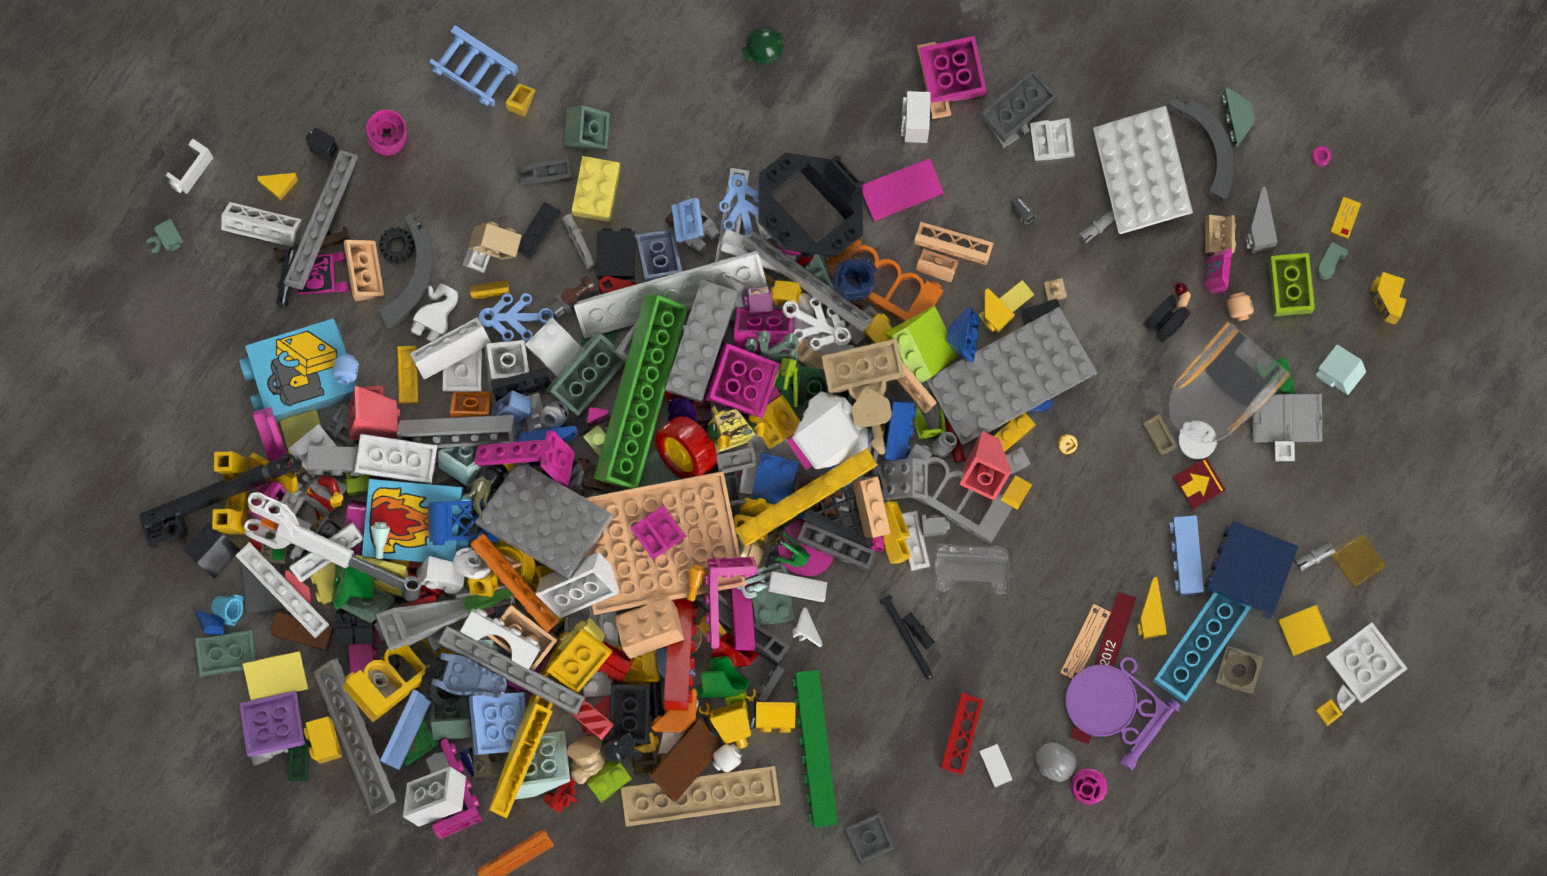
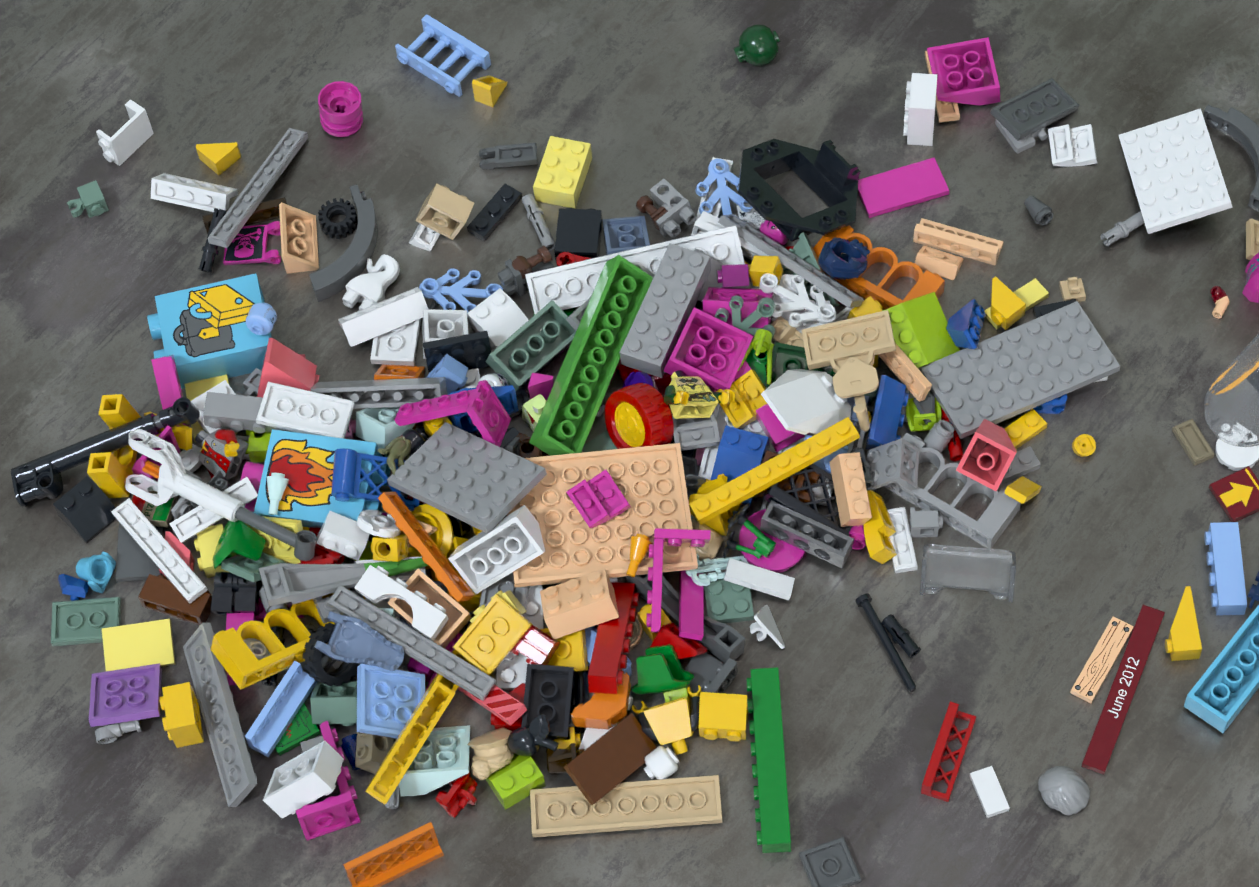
camera: 10 degrees right, 20 degrees down
(299, 762) = (151, 741): dark green hinge -> none
(322, 143) = (270, 116): black brick -> none
(407, 375) = (333, 347): yellow tile -> none
(489, 289) = (434, 267): yellow slope -> none
(586, 128) = (558, 115): sand green slope -> none
(687, 220) = (660, 198): light blue plate -> none
(1088, 786) = (1104, 820): dark pink piece -> none
(1105, 701) = (1127, 725): medium lavender piece -> none
(1169, 321) = (1202, 317): black wheel -> none

